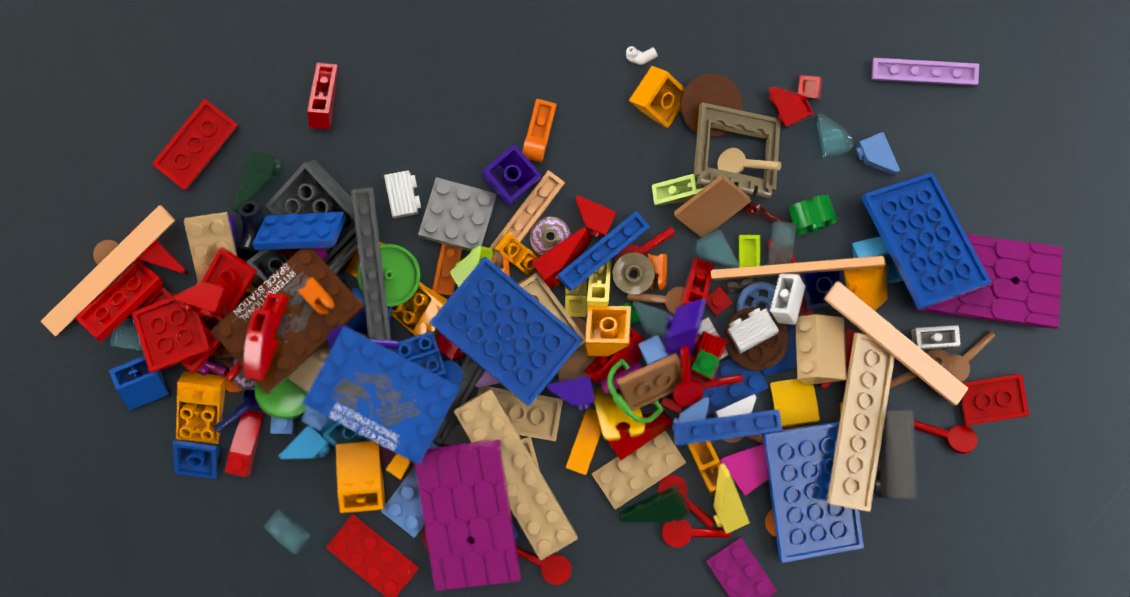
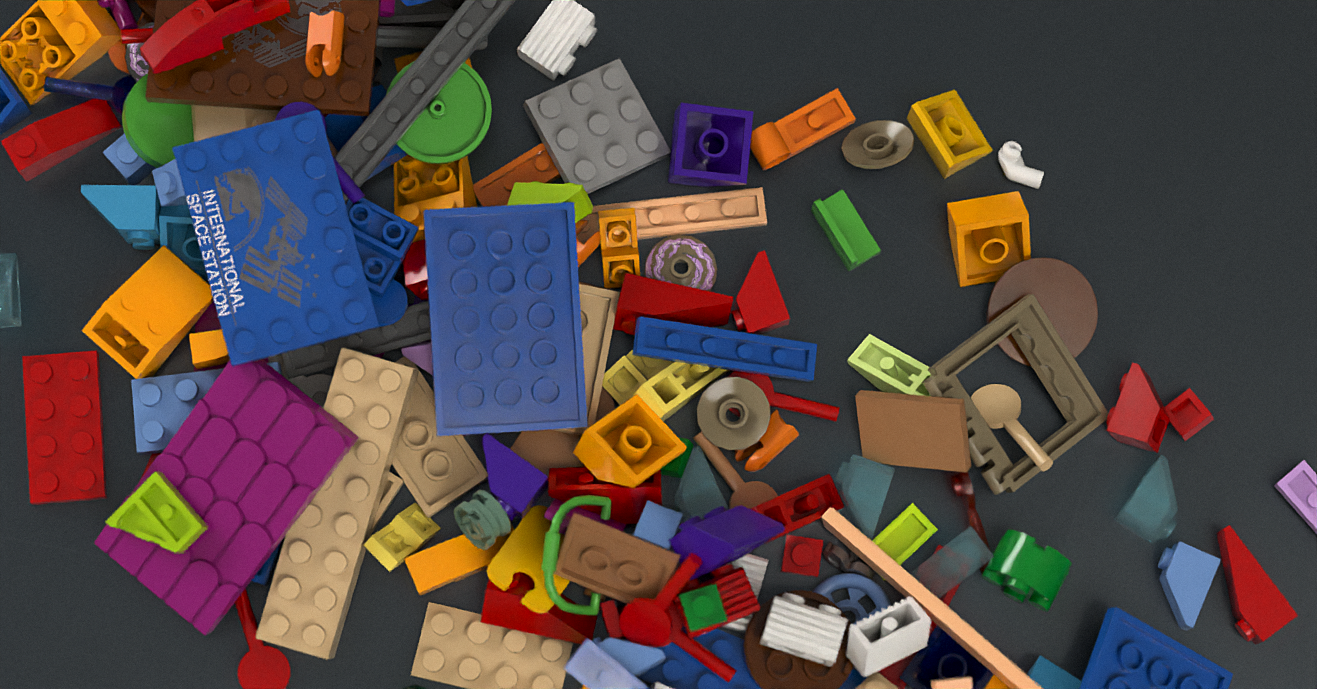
camera: 40 degrees right, 5 degrees down
(452, 552) = (159, 515): none -> lime wing
(554, 459) = (402, 537): none -> light yellow slope
(576, 104) = (877, 144): none -> dark tan dish
(580, 420) = (482, 519): none -> sand green wheel
(598, 70) = (948, 132): none -> yellow slope
(599, 152) = (845, 230): none -> bright green panel
(910, 133) = (1252, 594): none -> red slope

